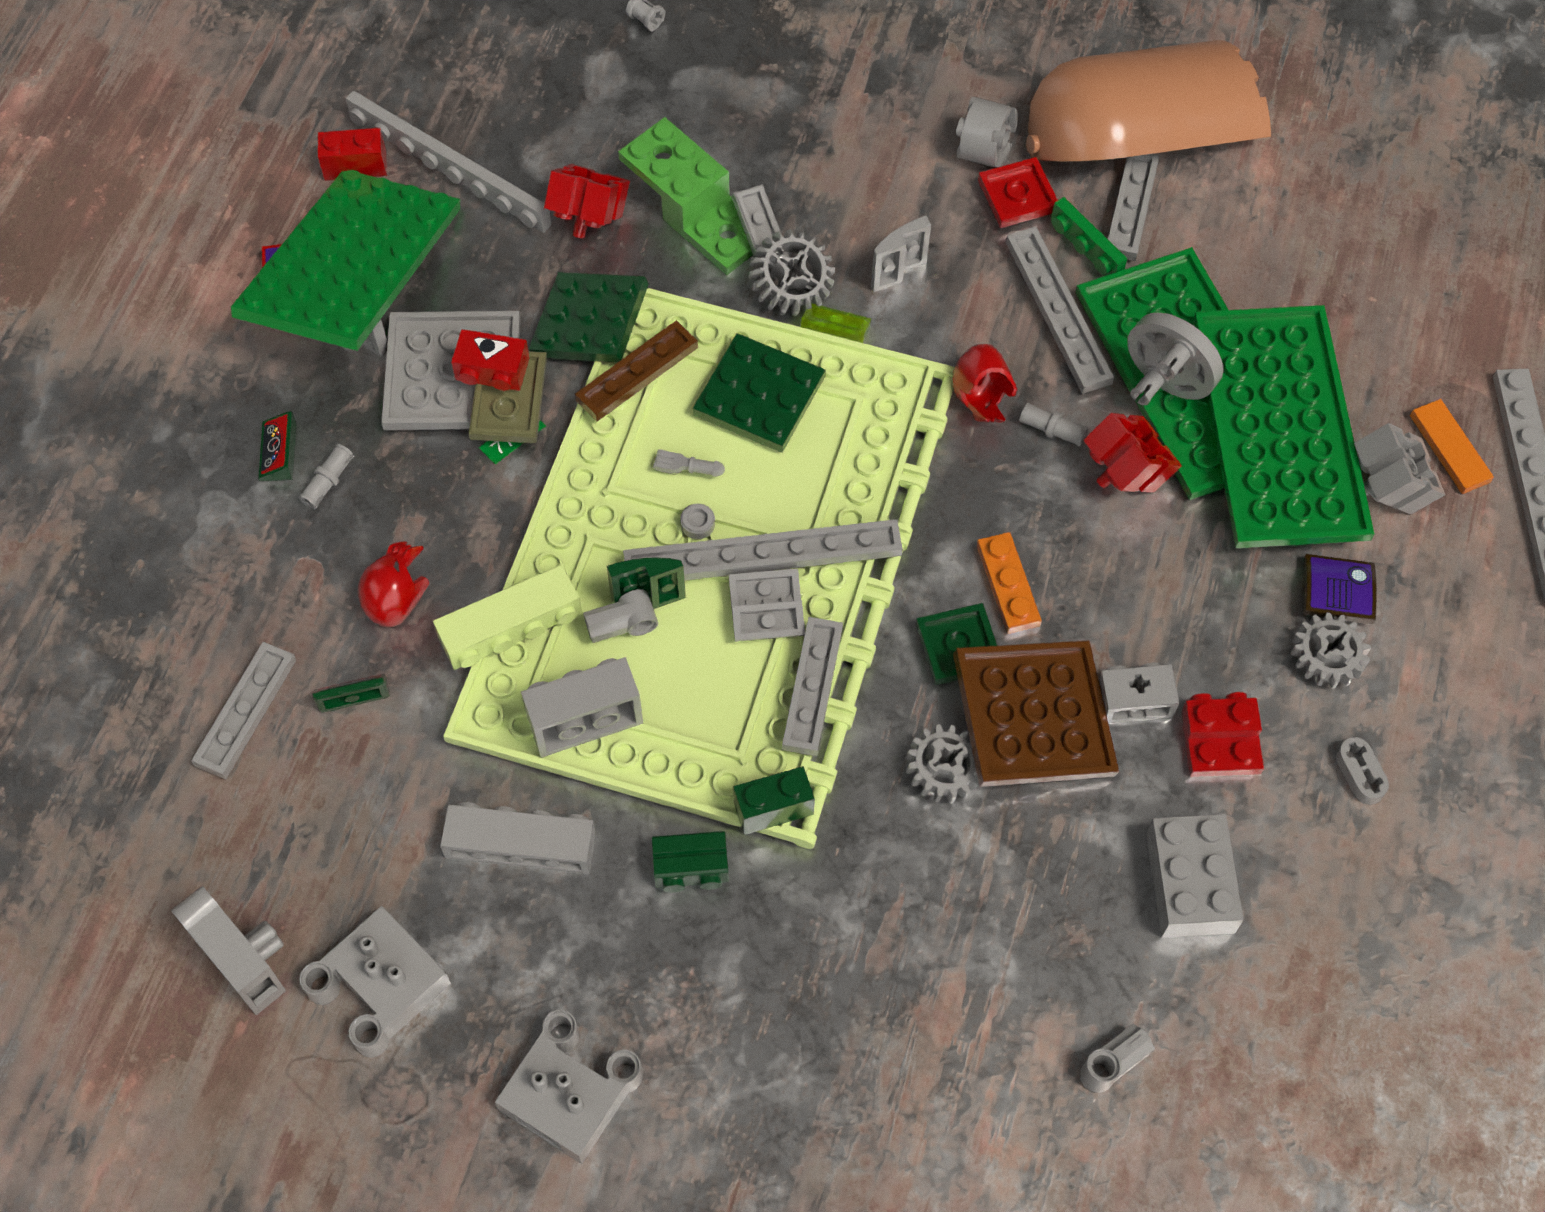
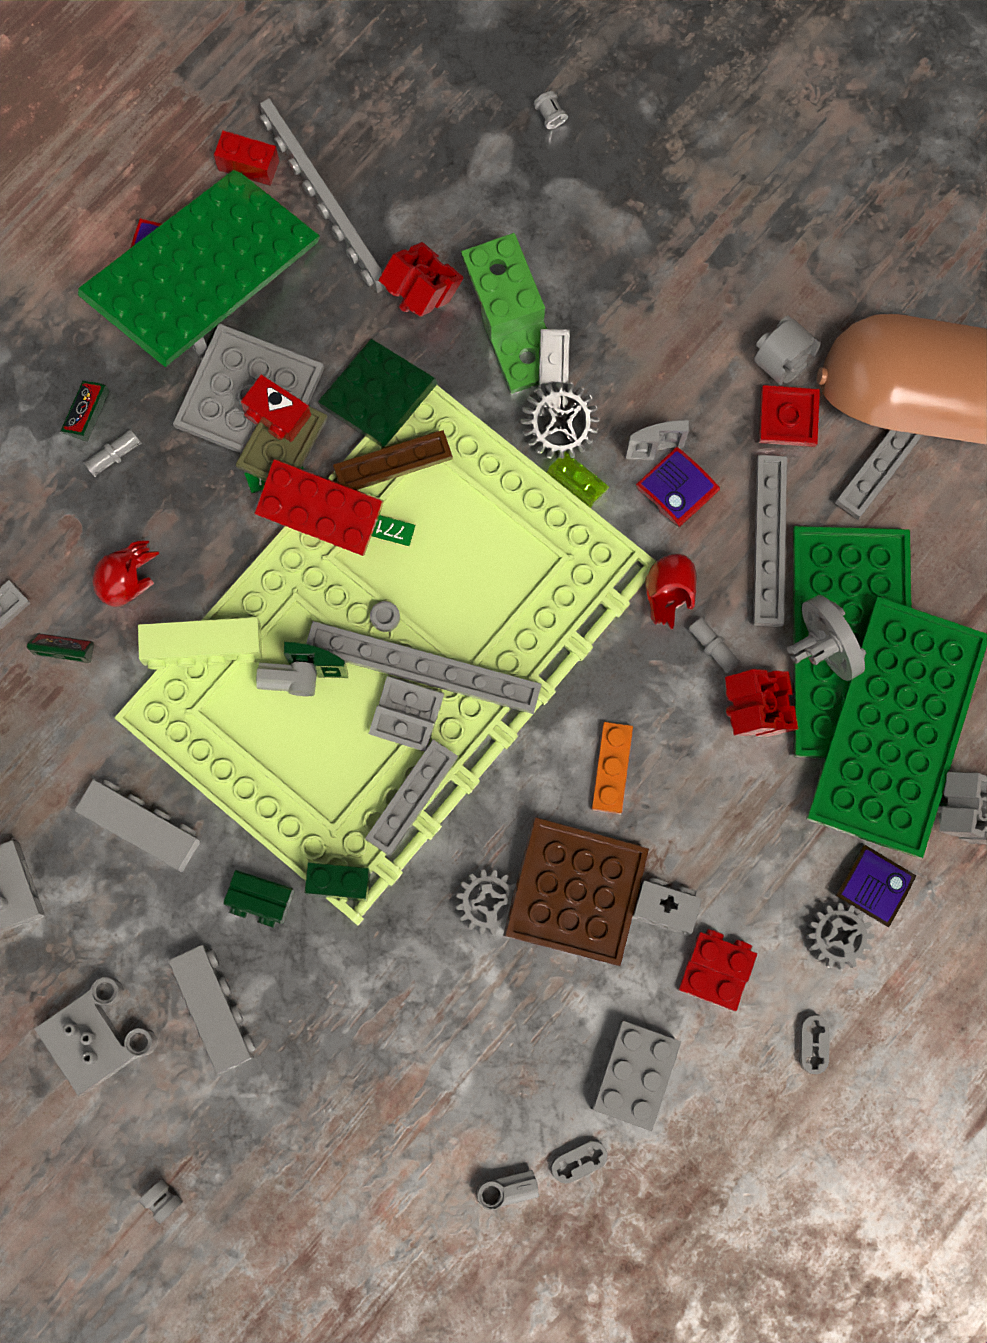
camera: 20 degrees right, 15 degrees up
(578, 439) = (319, 507): none -> red plate
(582, 706) = (222, 745): light grey brick -> none
(656, 438) = (393, 530): none -> green sticker
(675, 462) = (390, 557): light grey piece -> none
(691, 1000) = (211, 1008): none -> light grey brick
(759, 392) = (484, 521): dark green plate -> none
(941, 294) = (678, 487): none -> slope
(952, 630) = (546, 798): dark green plate -> none
(1087, 238) = (824, 485): green plate -> none
(1171, 991) = (583, 1168): none -> light grey beam

